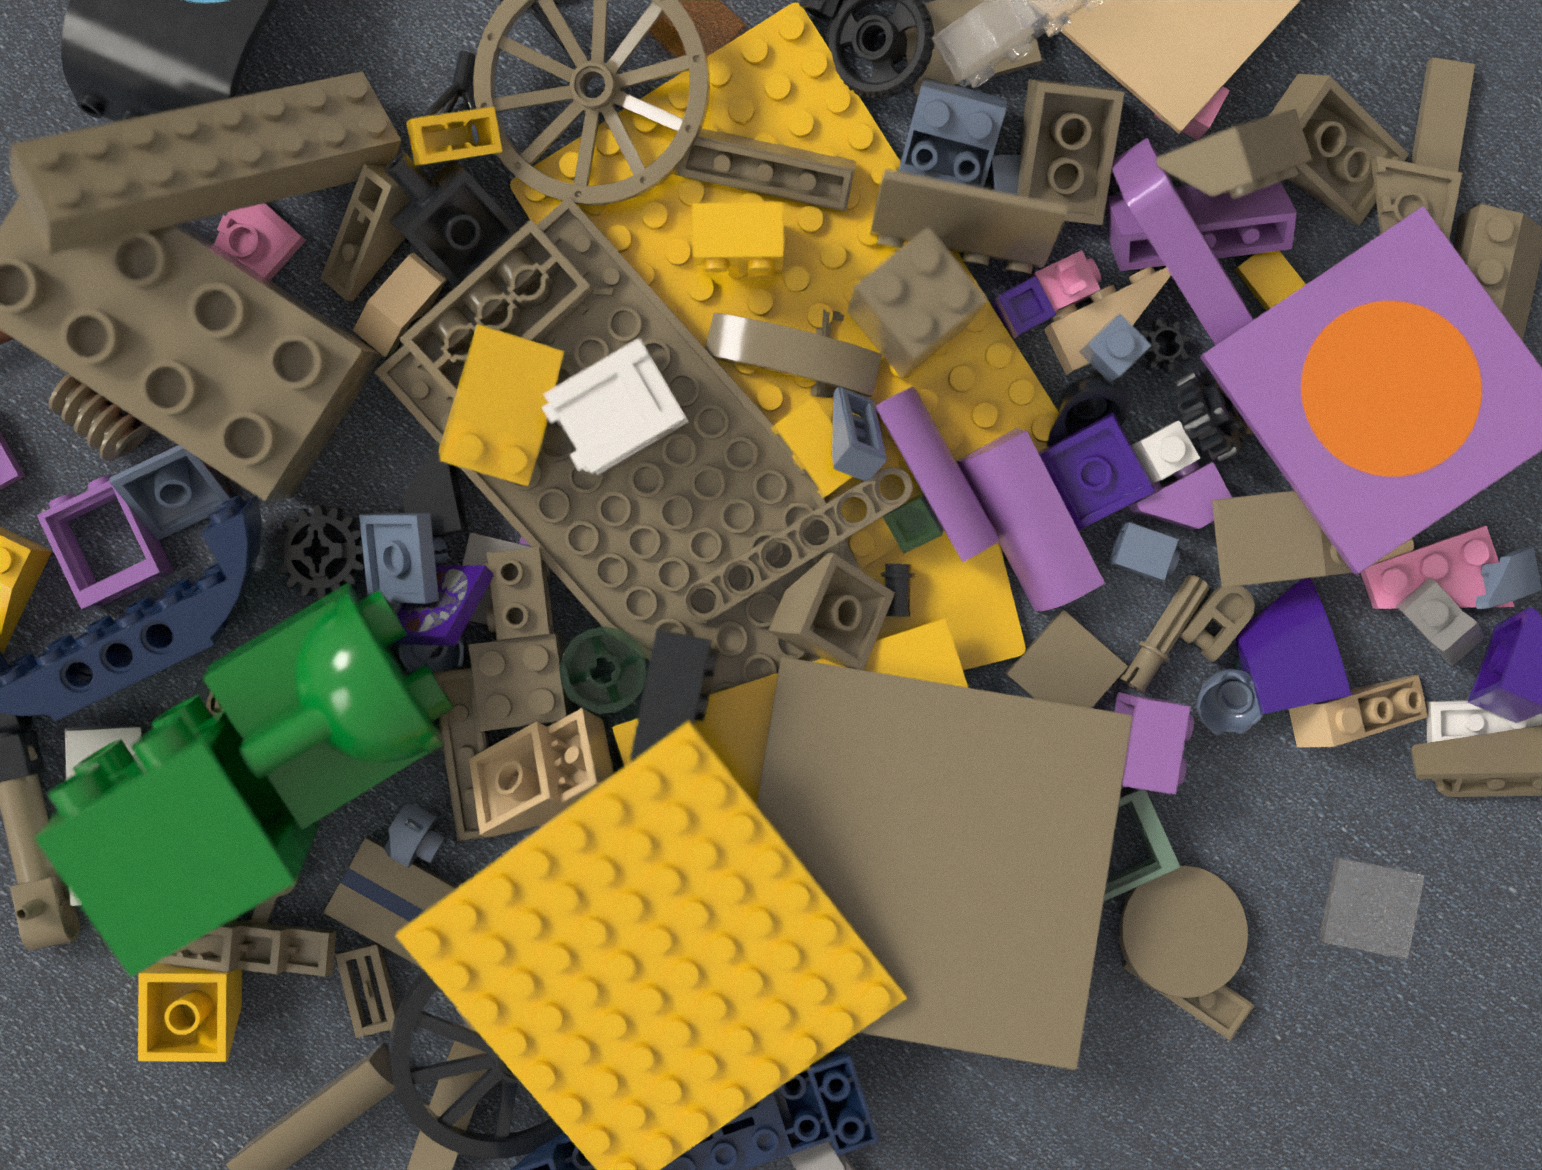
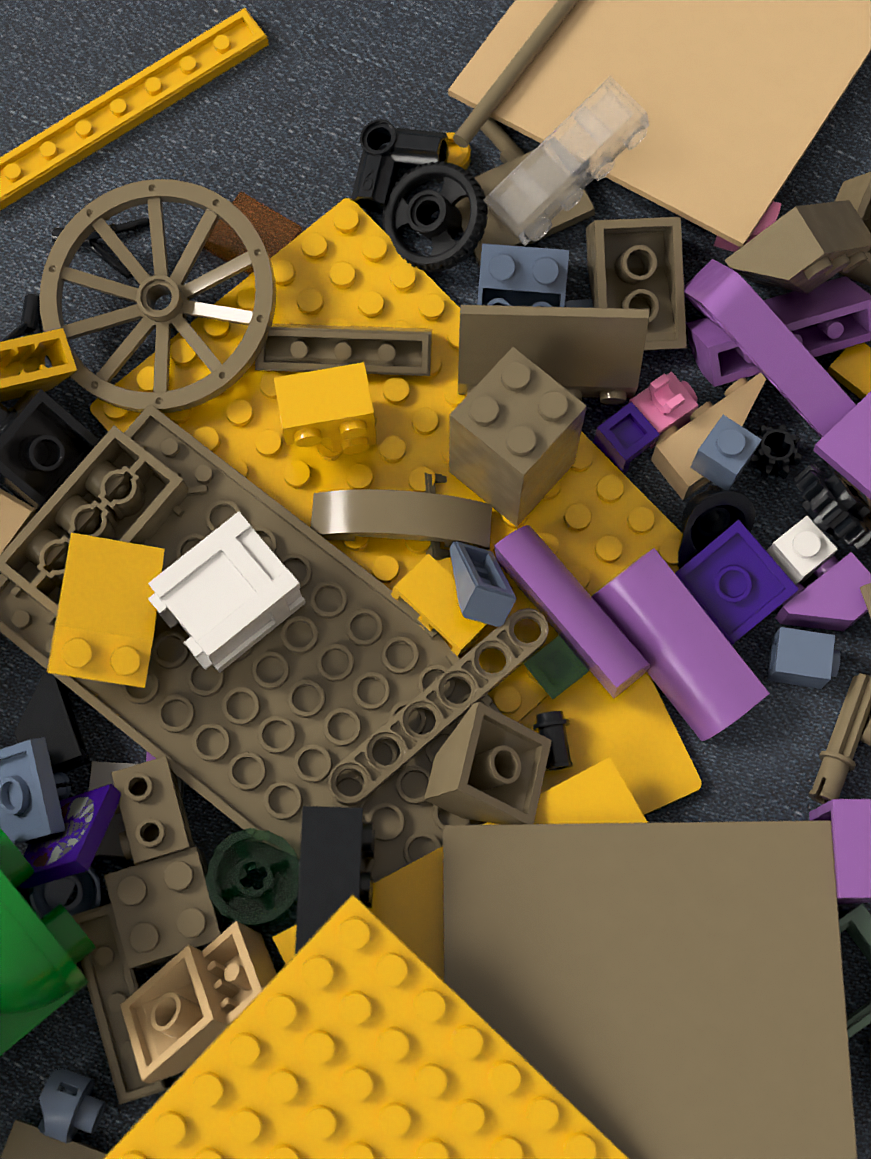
camera: 15 degrees left, 15 degrees down
(1066, 665) = (749, 787): dark tan tile -> none

